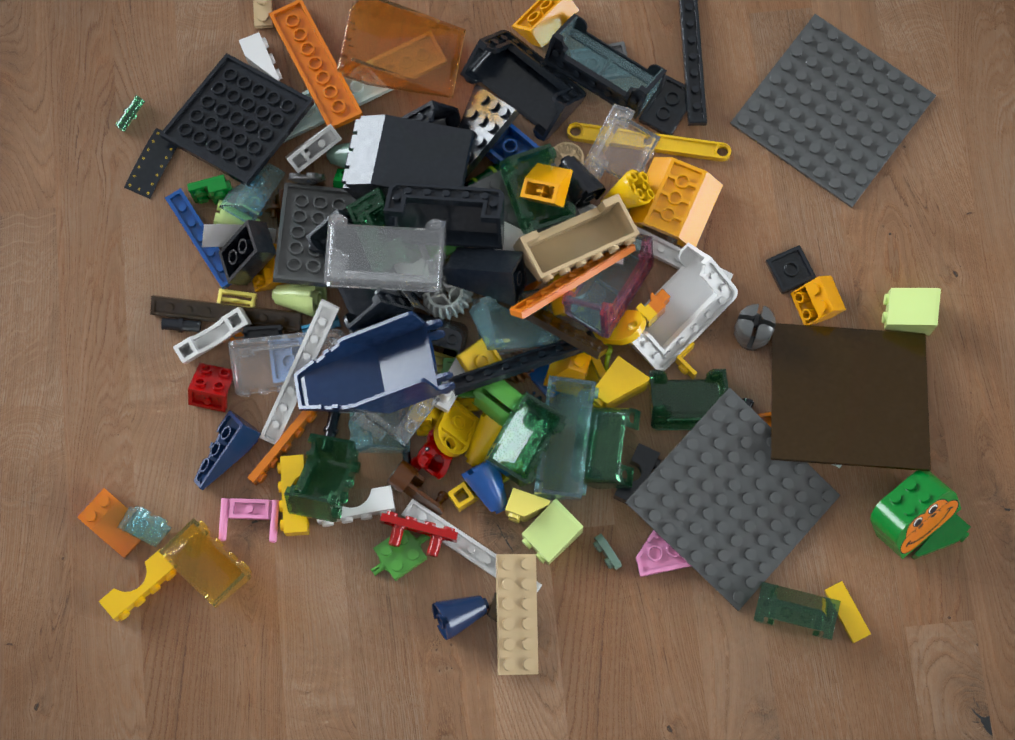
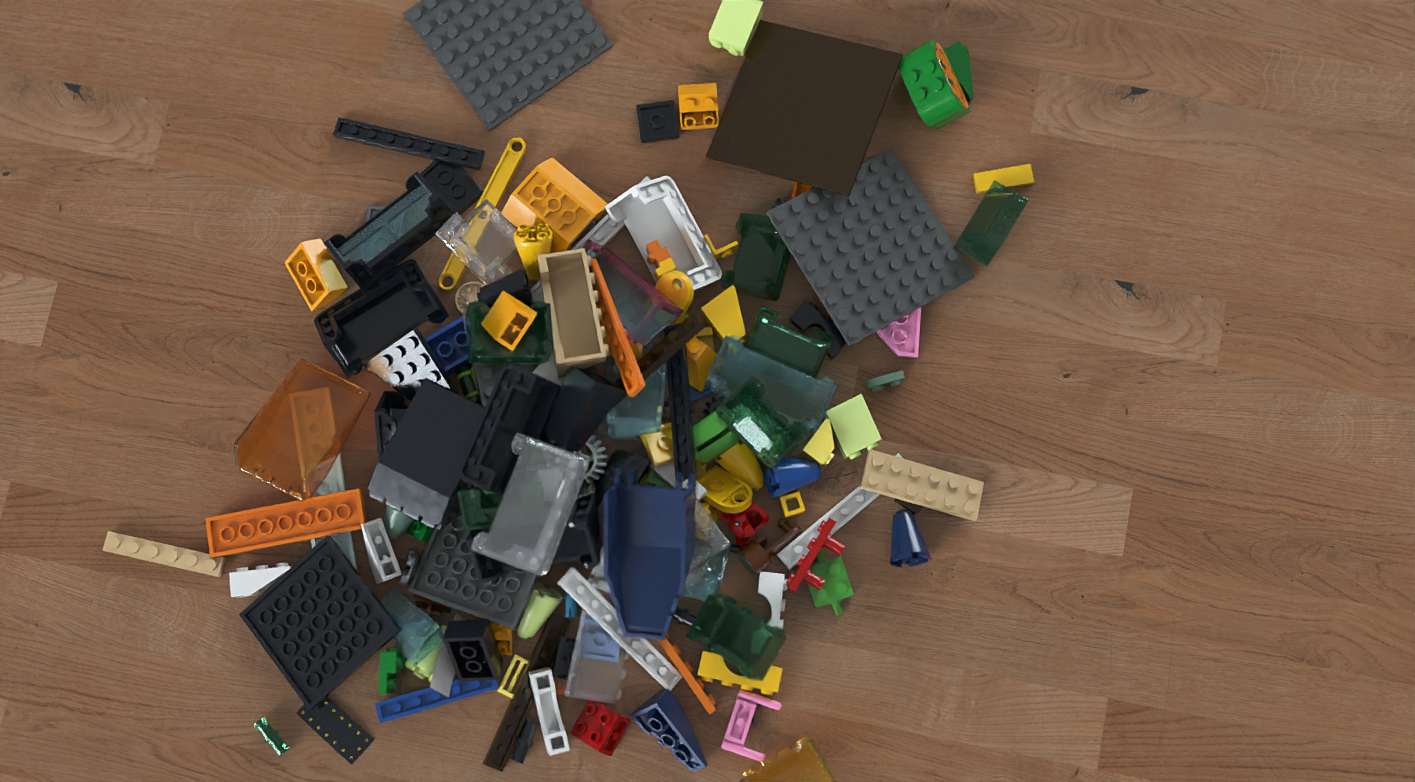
camera: 75 degrees left, 5 degrees up
(763, 322) = (708, 172): dark grey cylinder -> none

